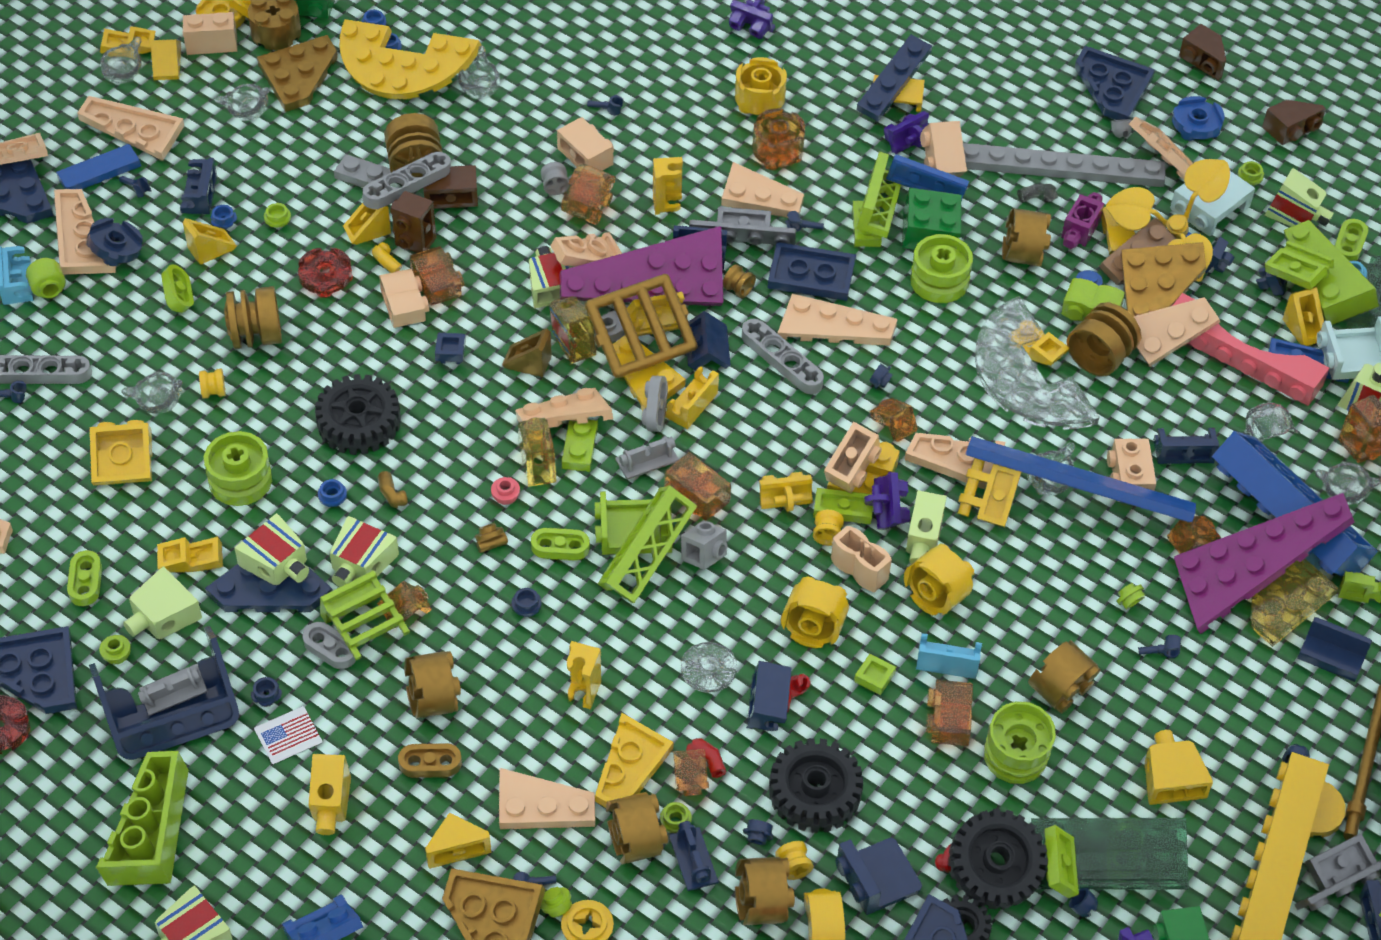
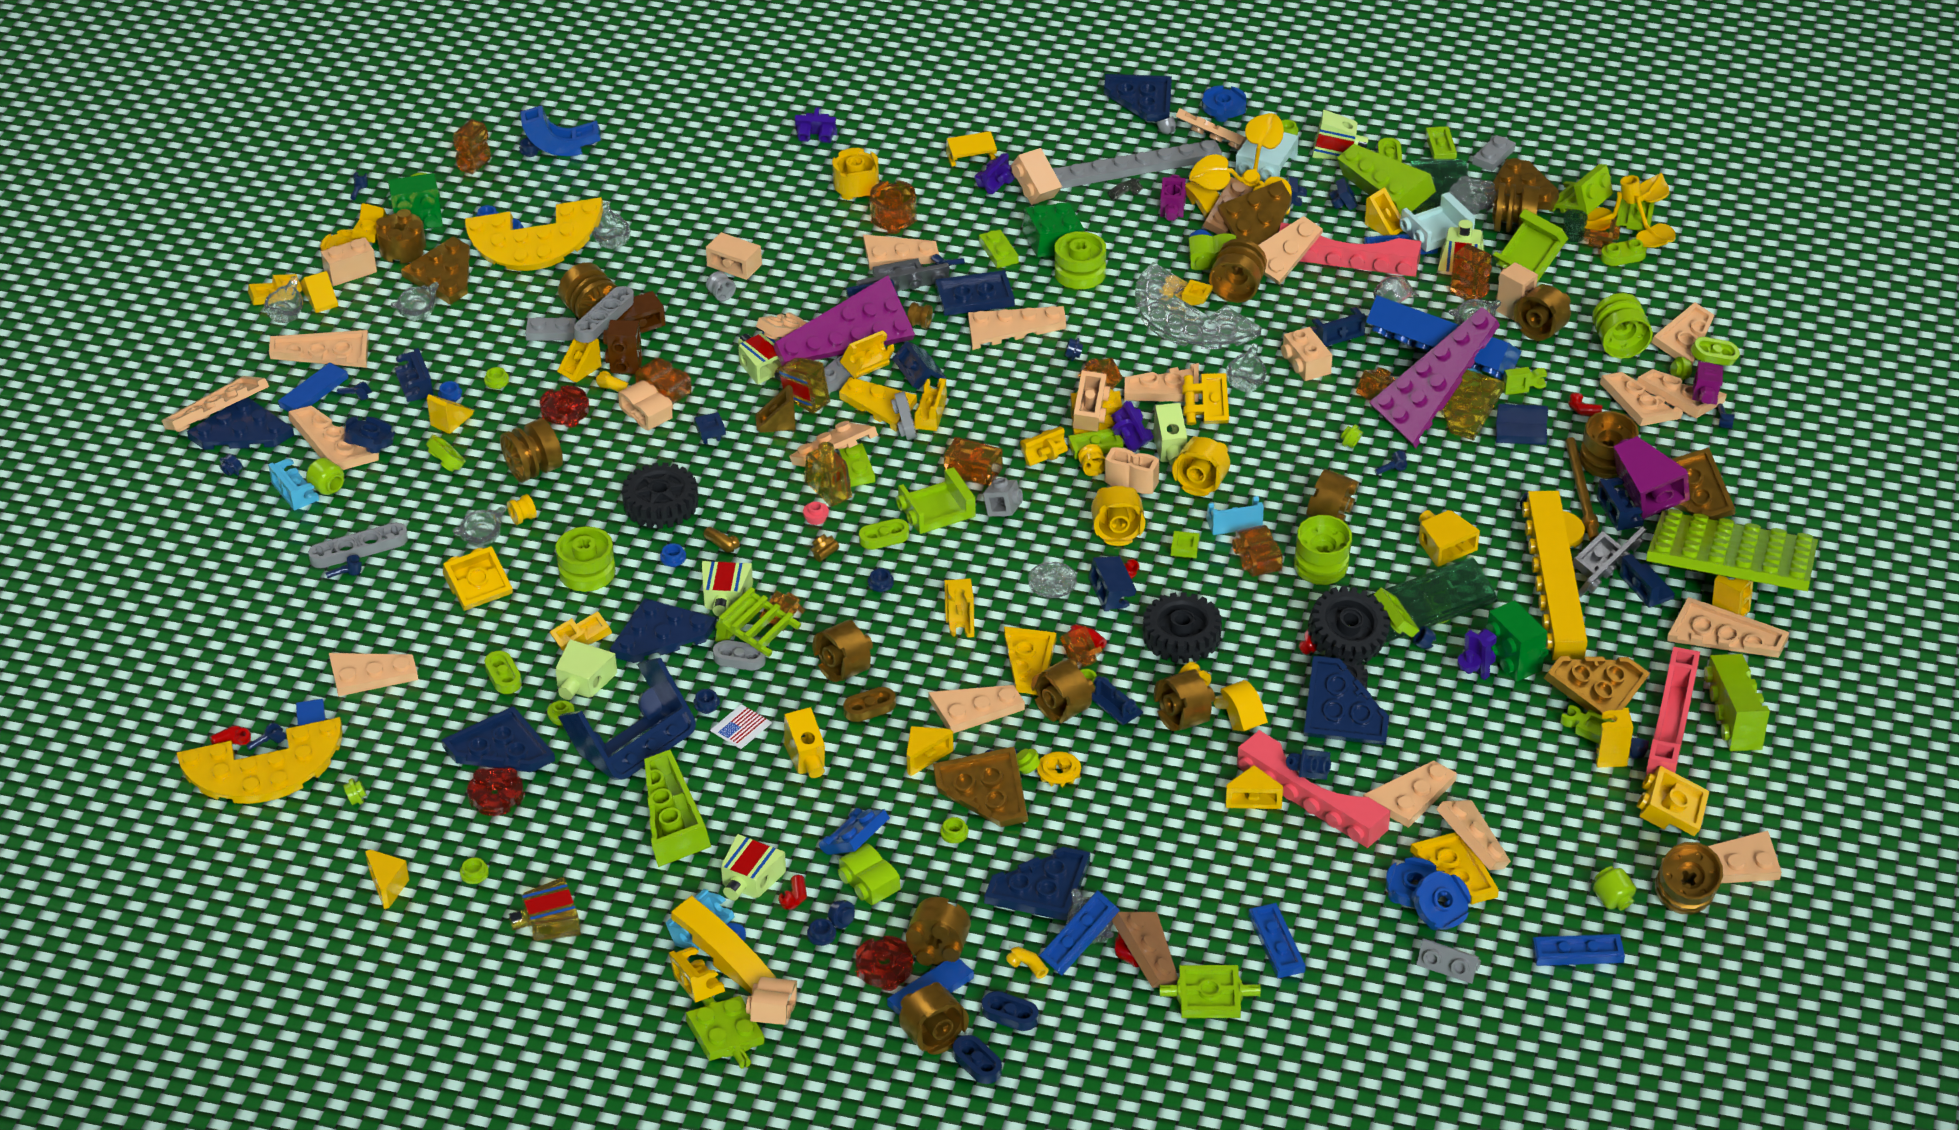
camera: 20 degrees left, 10 degrees down
(172, 690) = (631, 719): light grey hinge -> none
(273, 552) = (658, 602): yellowish green torso -> none
(588, 193) = (759, 286): clear orange brick -> none
(613, 106) = (736, 223): dark blue hand -> none
(638, 537) = (949, 508): lime fence -> none
(641, 360) = (876, 389): pearl gold bar -> none
(648, 458) = (918, 457): light grey hinge -> none
(667, 183) = (820, 261): yellow hinge -> none
(758, 832) = (1155, 670): dark blue plate -> none
(778, 358) = (959, 351): light grey beam -> none
(873, 199) = (1001, 224): lime fence -> none
(877, 874) = (1260, 667): dark blue bracket -> none
(894, 78) = (965, 135): dark blue plate -> none
(920, 176) = (1016, 200): blue tile -> none
(1026, 237) = (1136, 219): pearl gold brick -> none
(1081, 479) = (1273, 366): blue tile -> none
(1204, 50) = (1204, 53): reddish brown slope -> none
(1292, 119) = (1300, 83): reddish brown slope -> none
(1299, 265) = (1363, 175): lime plate -> none

